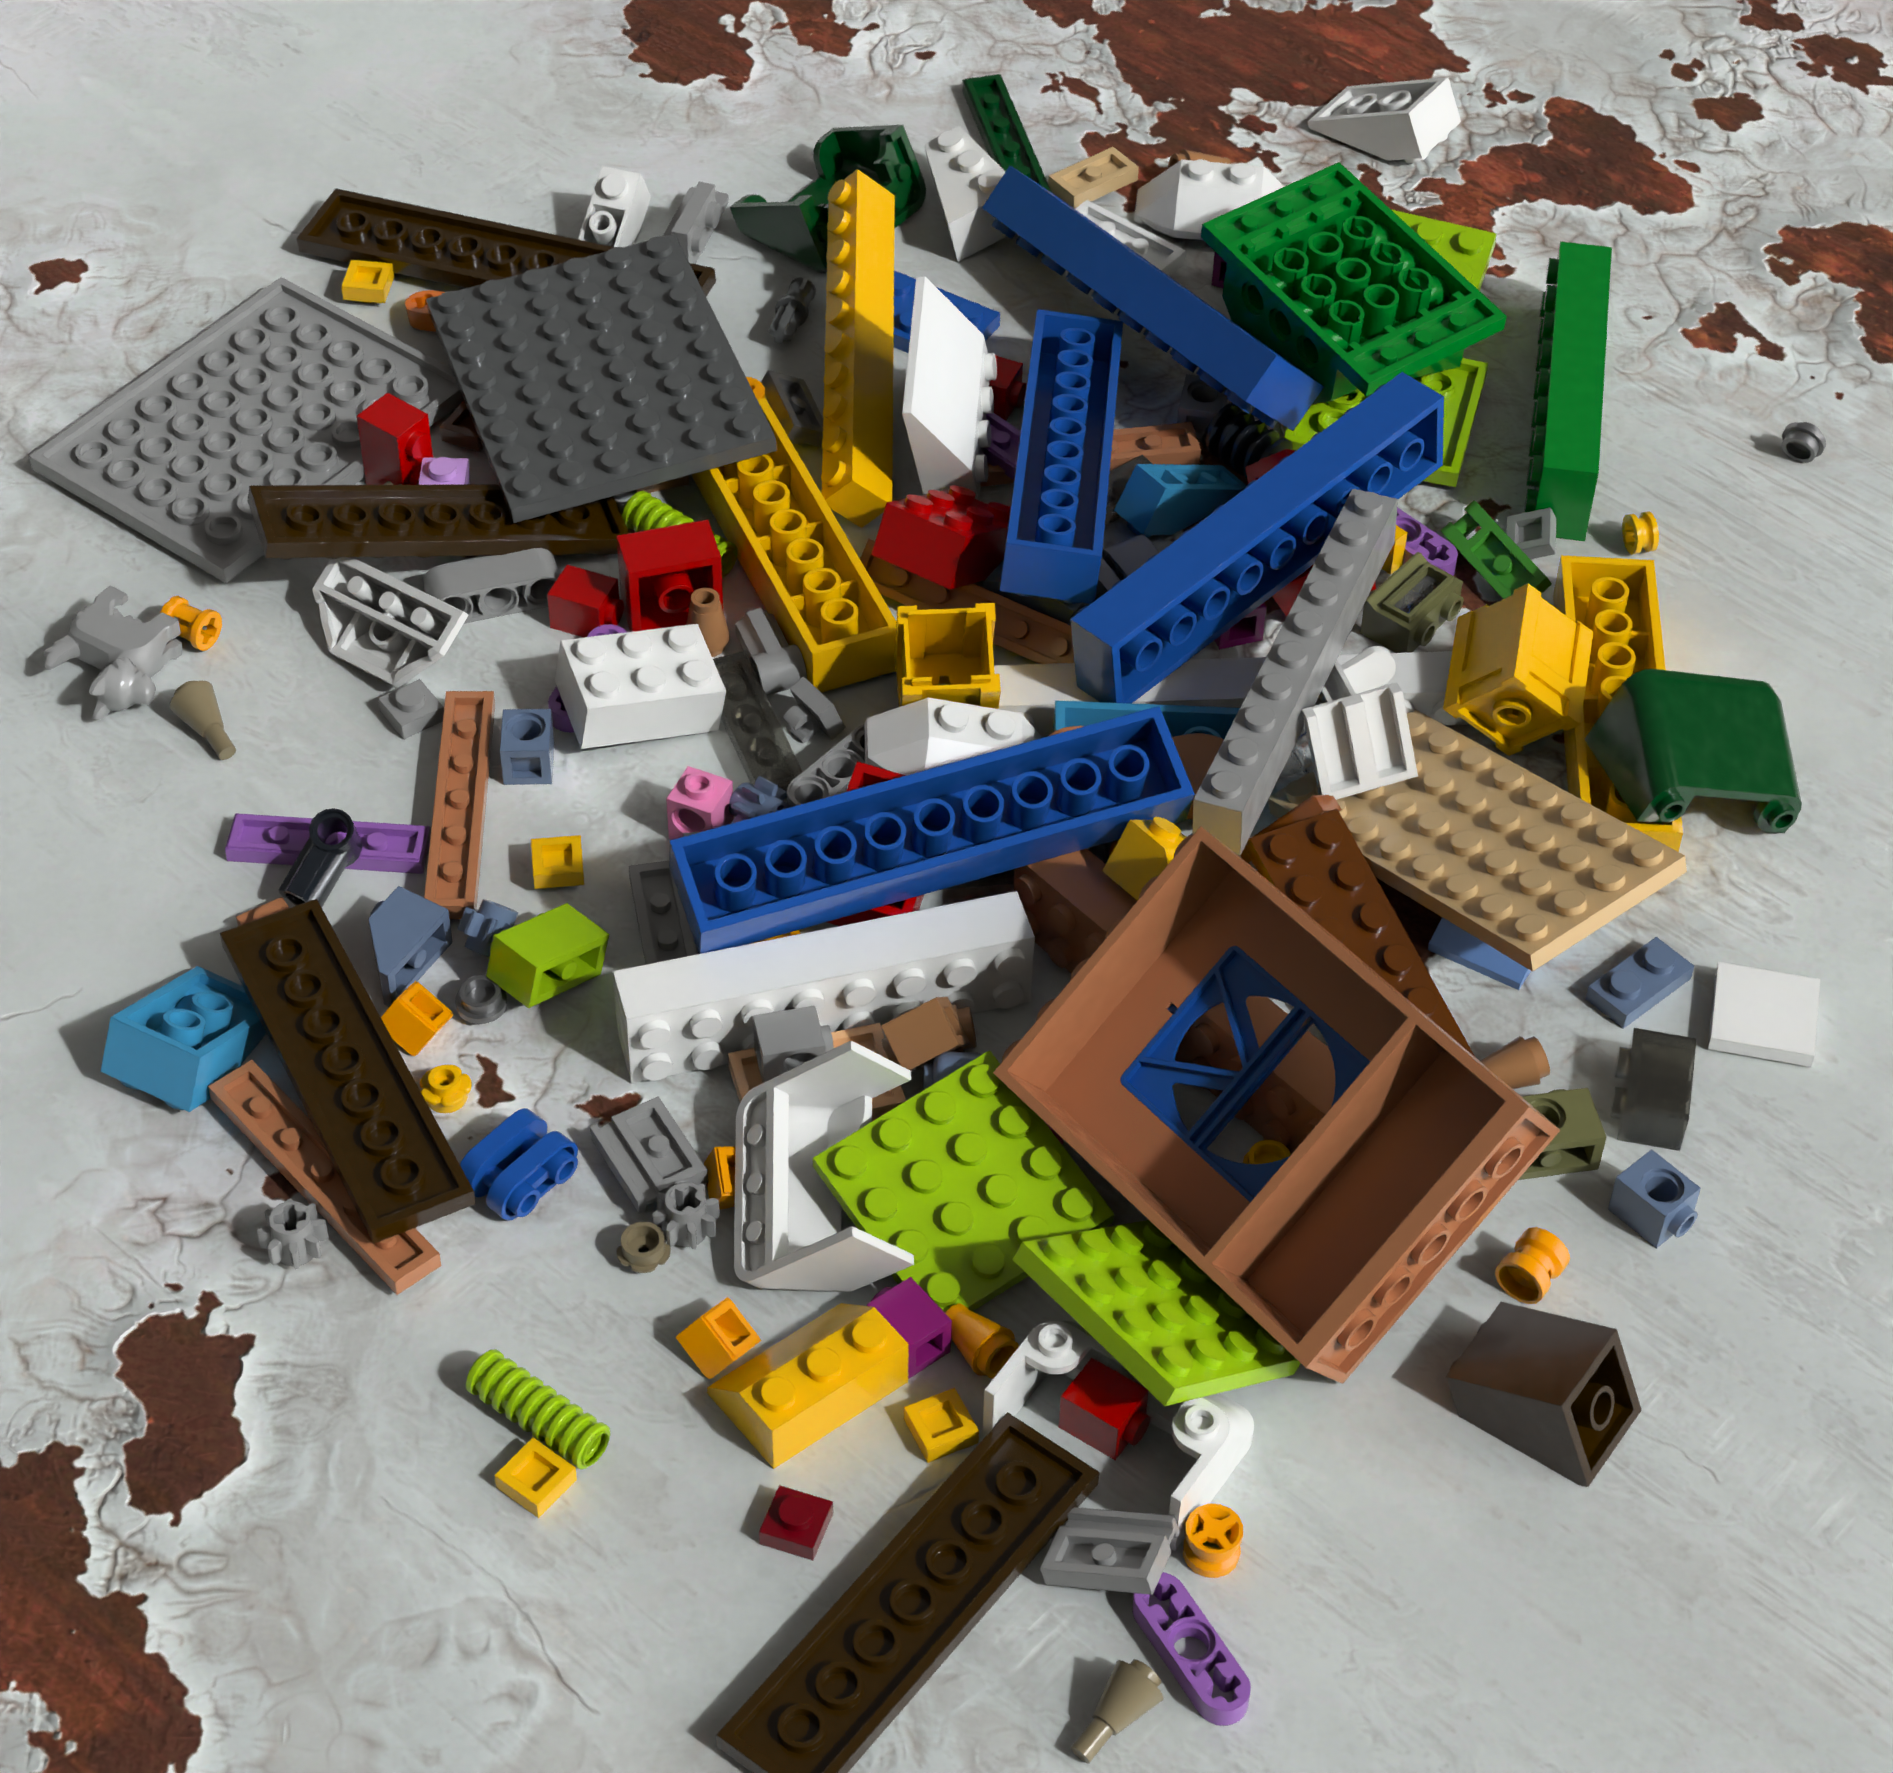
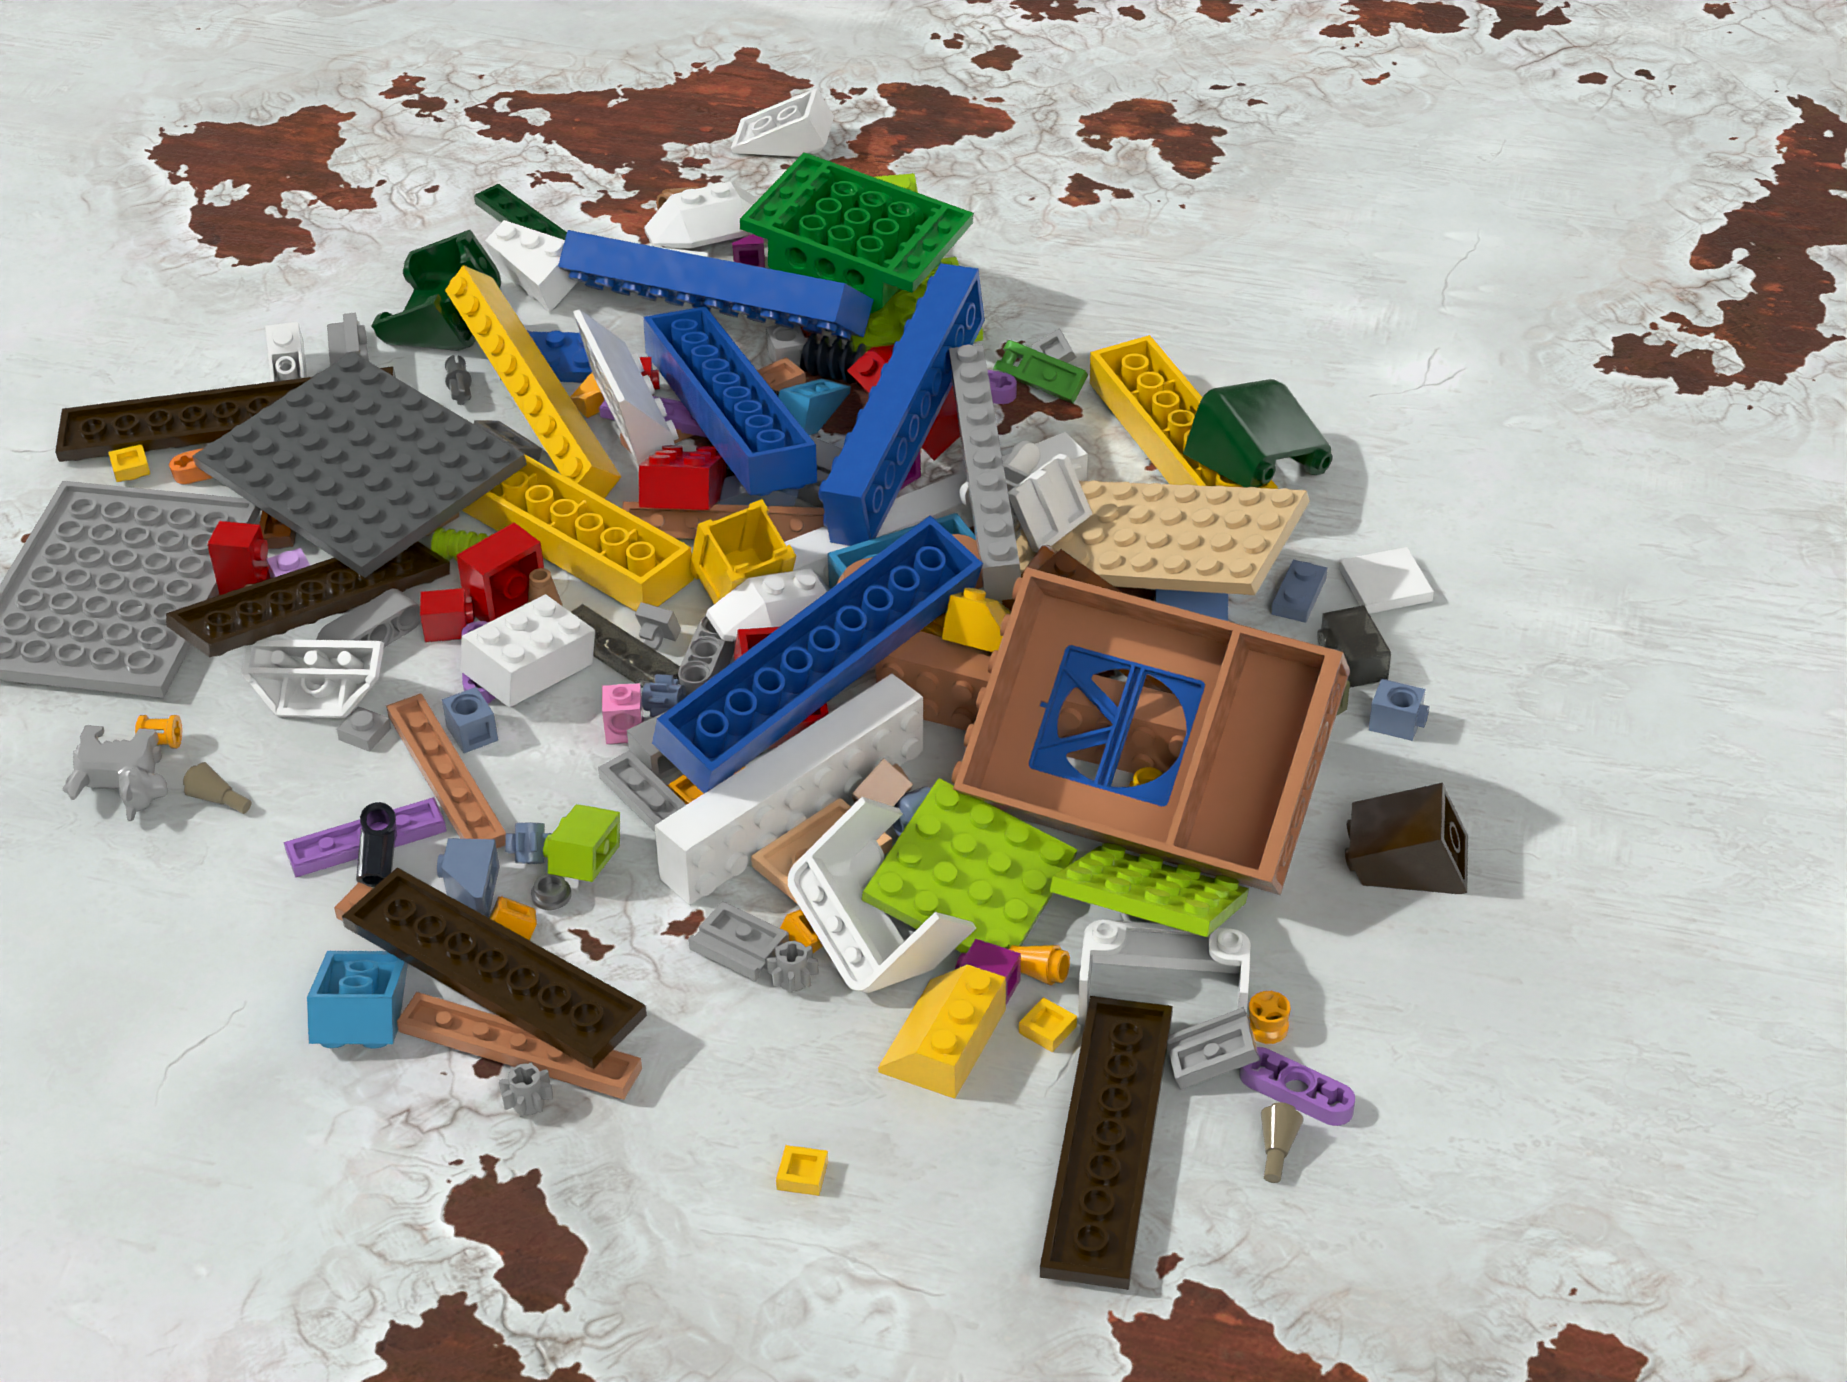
camera: 25 degrees left, 5 degrees down
(451, 1095) = (569, 951): yellow plate -> none
(519, 1164) = (672, 976): blue brick -> none
(538, 1409) = (776, 1125): lime piece -> none
(557, 862) = (543, 785): yellow plate -> none
(643, 1237) = (775, 999): dark tan plate -> none
(718, 1338) = (866, 1033): light orange slope -> none
(771, 656) = (611, 604): light grey piece -> none
(788, 1040) = (795, 830): light grey brick -> none
(796, 1522) = (995, 1122): dark red plate -> none
(1093, 177) = (615, 222): tan plate -> none
(1104, 1409) = (1149, 969): red brick -> none
(1411, 606) = (1013, 415): olive window -> none
(1518, 670) = (1113, 427): yellow container -> none
(1528, 1270) = (1351, 776): light orange wheel -> none
(1569, 387) = (1023, 251): green brick -> none
(1640, 532) = (1120, 326): yellow bush -> none
(1802, 441) = (1183, 238): flat silver plate -> none

